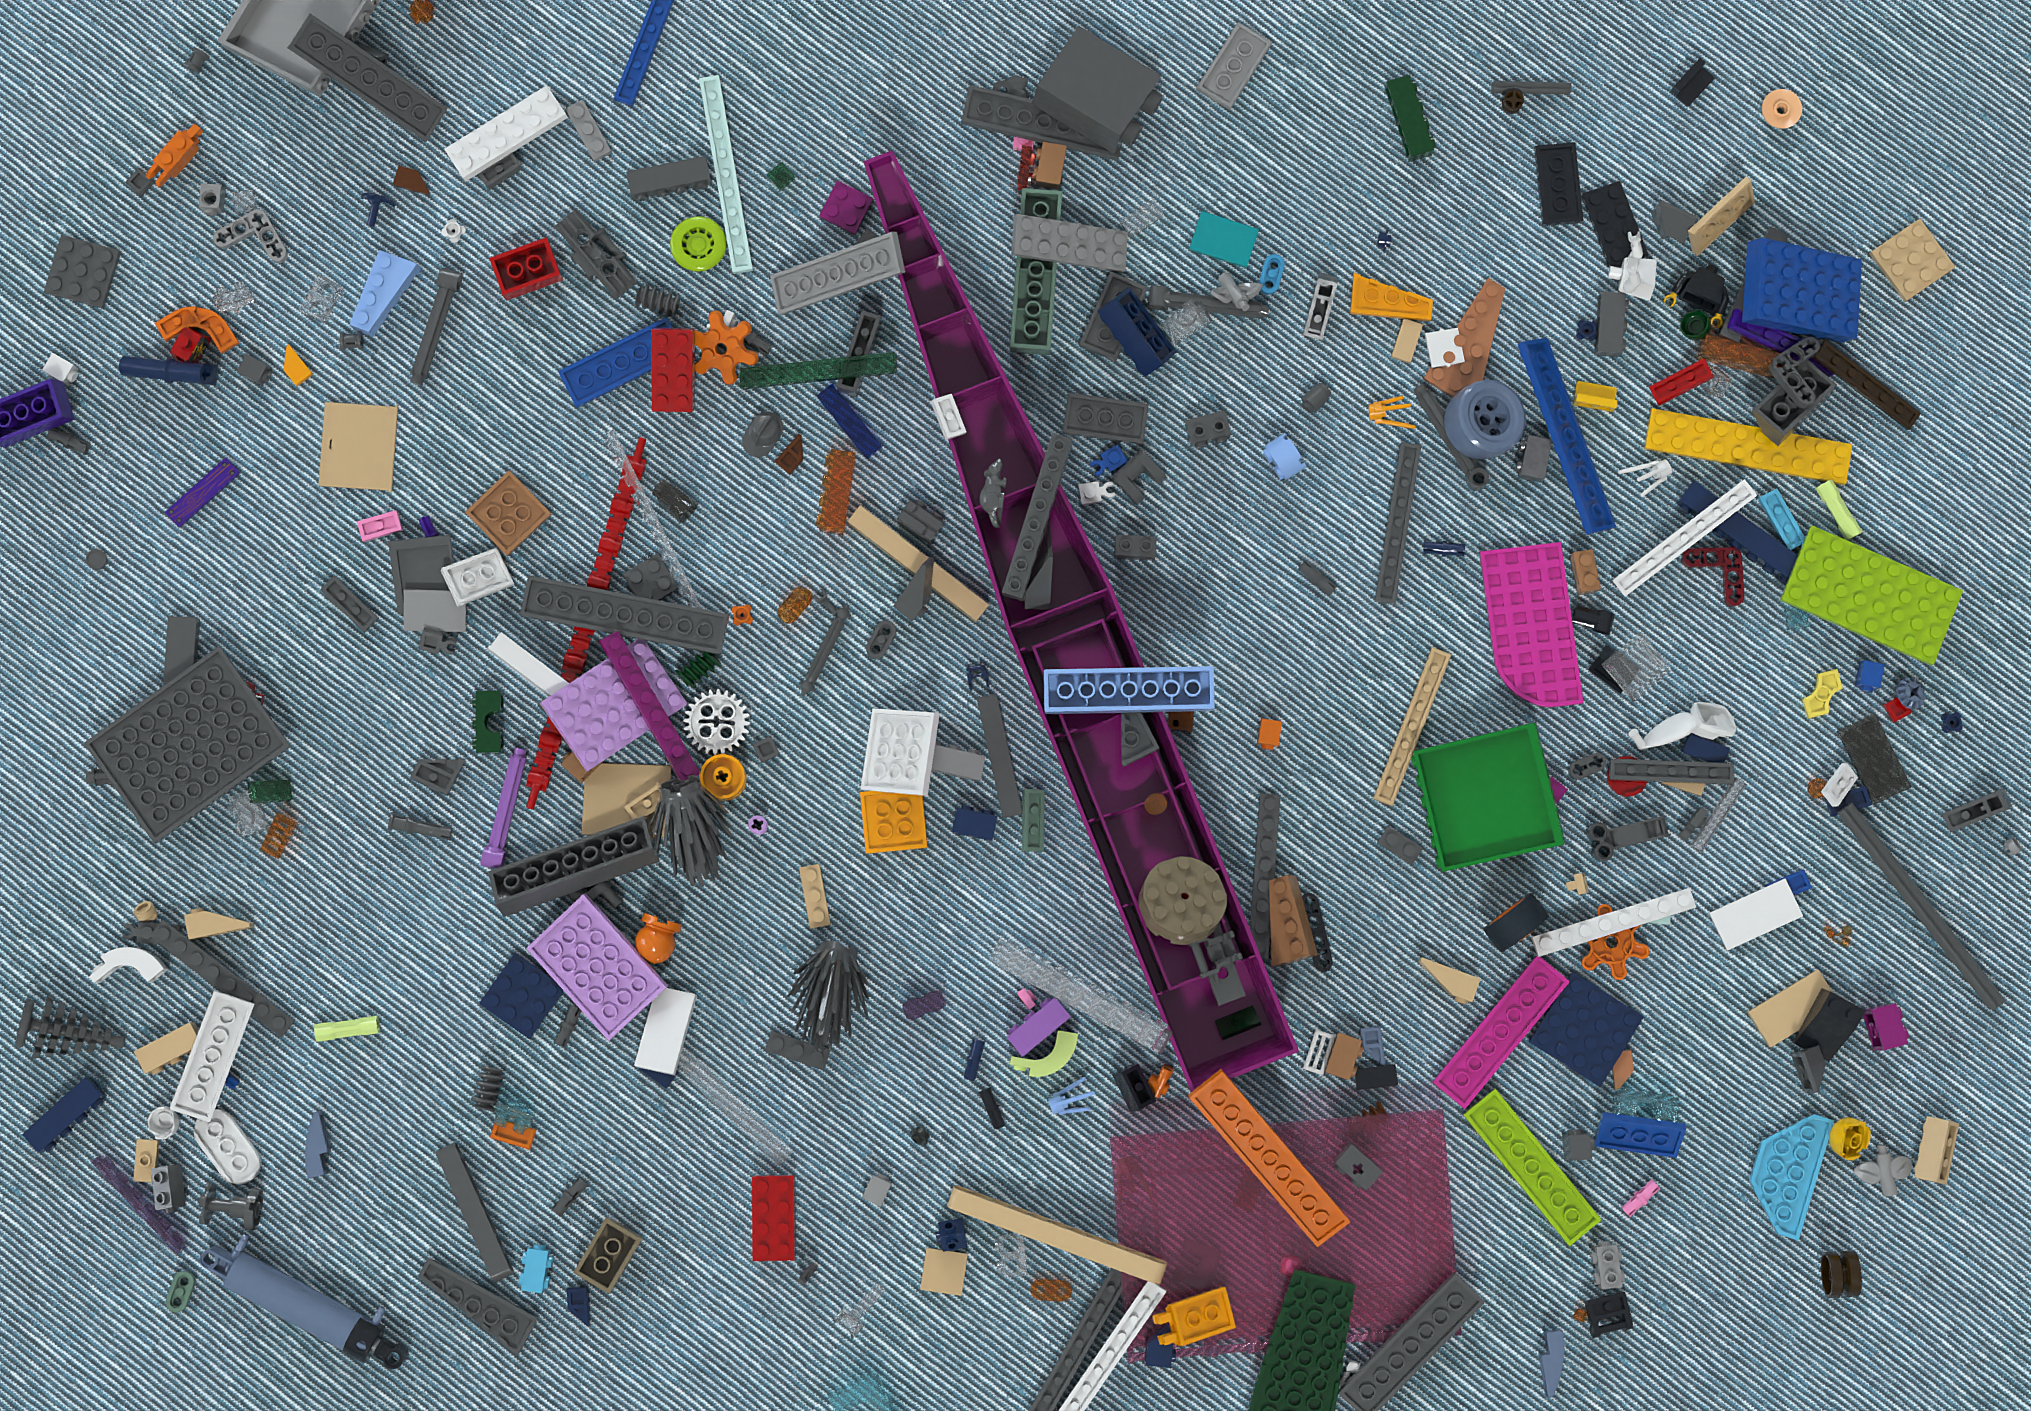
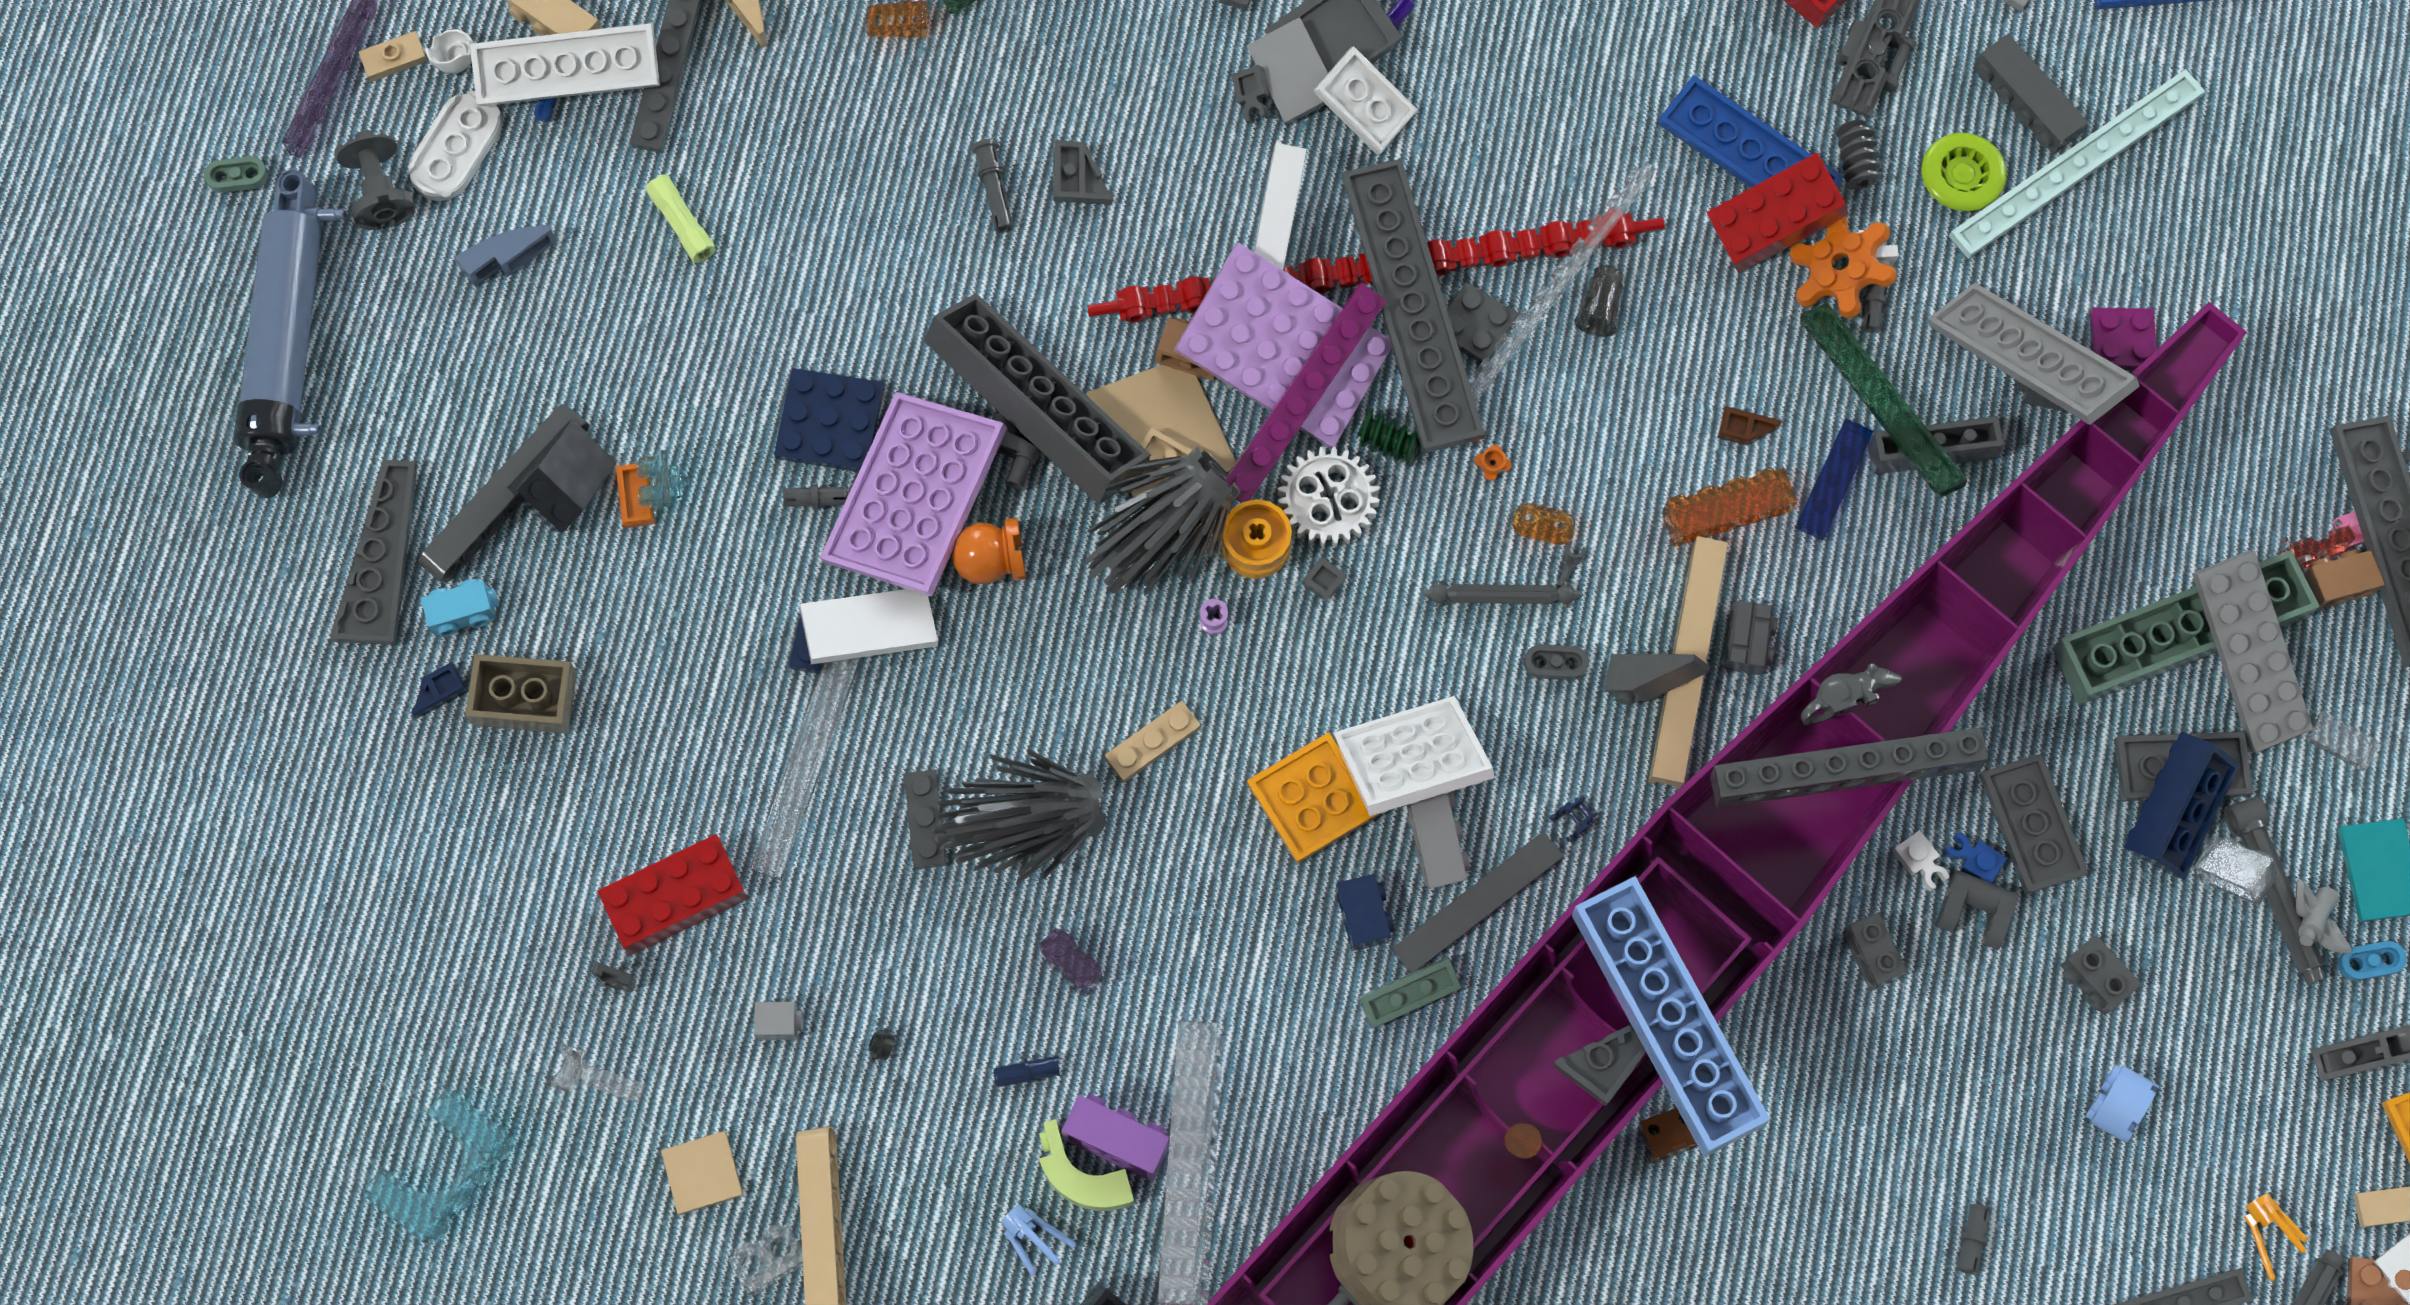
camera: 65 degrees right, 10 degrees down
(168, 1188) = (366, 95): dark grey brick -> none
(484, 1172) = (563, 477): none -> black slope
(487, 704) = (1199, 192): dark green arch -> none
(488, 1088) = (681, 431): dark grey piece -> none
(494, 854) = (1005, 293): medium lavender piece -> none
(508, 513) = (1470, 102): medium nougat plate -> none
(570, 1196) = (581, 607): dark grey pin -> none
(762, 434) = (1753, 375): dark grey piece -> none
(780, 176) = (2116, 234): clear green plate -> none
(948, 416) = (1921, 579): white plate -> none
(951, 1235) = (759, 1157): dark blue brick -> none
(992, 1108) = (968, 1130): black axle -> none
(1027, 997) = (1151, 1105): bright pink plate -> none
(1039, 586) = (1761, 822): dark grey slope -> none
(1269, 734) = (1709, 1276): orange brick -> none
(1315, 398) = (2232, 1110): dark grey brick -> none

